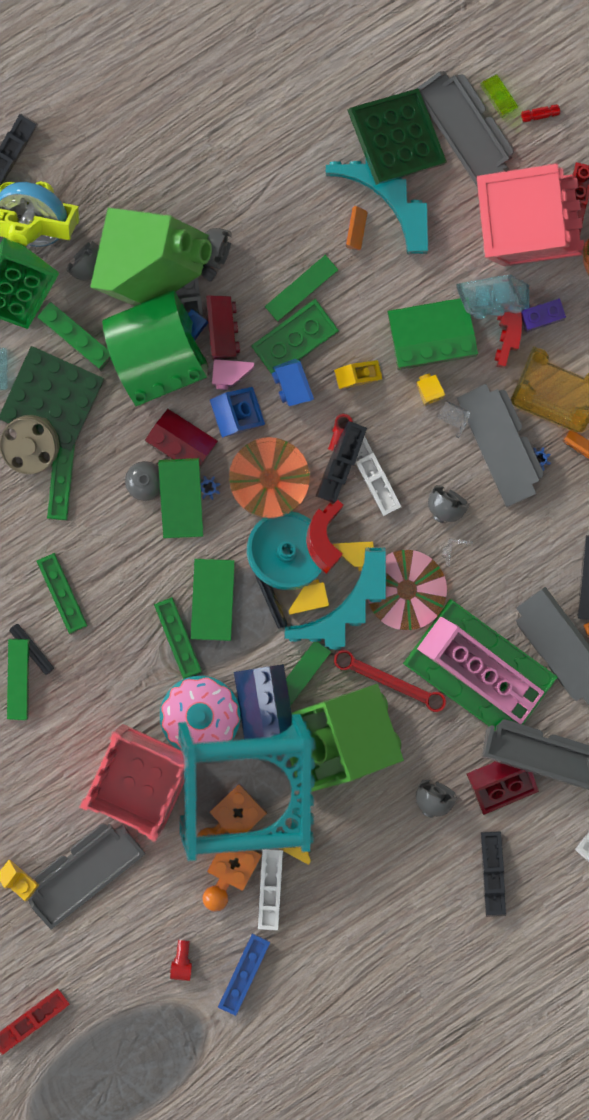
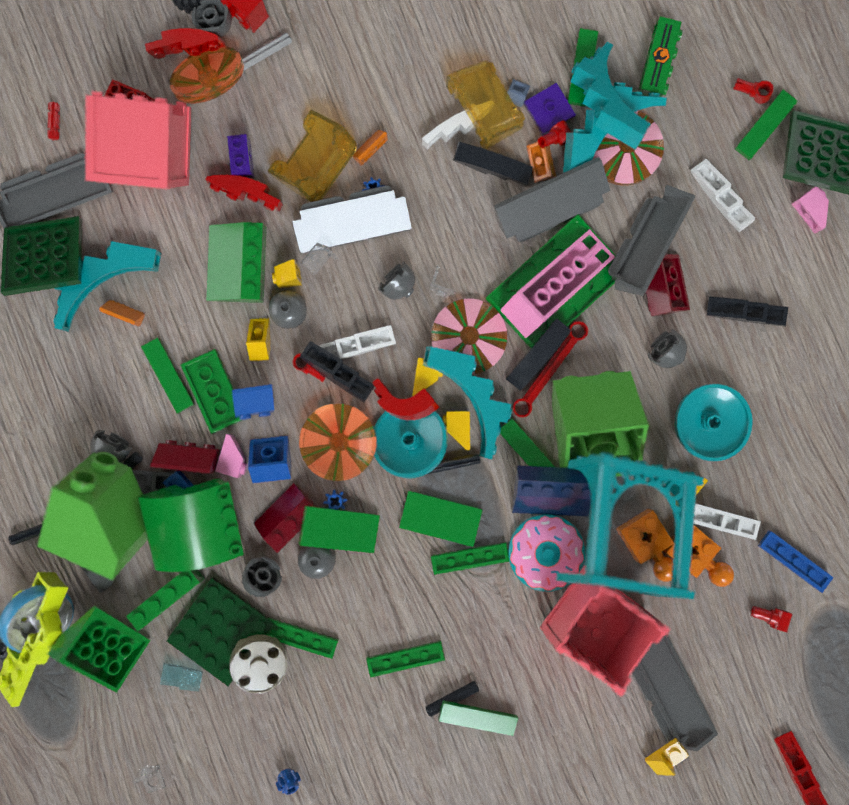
camera: 85 degrees left, 0 degrees up
(113, 187) = (25, 535): none -> black axle
(116, 429) = (261, 577): none -> dark grey cylinder
(369, 859) = (713, 422): none -> teal dish
(395, 397) = (287, 309): none -> dark grey cylinder
(401, 664) = (538, 354): none -> black slope
(494, 296) = (210, 194): clear light blue slope -> none
(499, 95) = (28, 156): clear neon green slope -> none

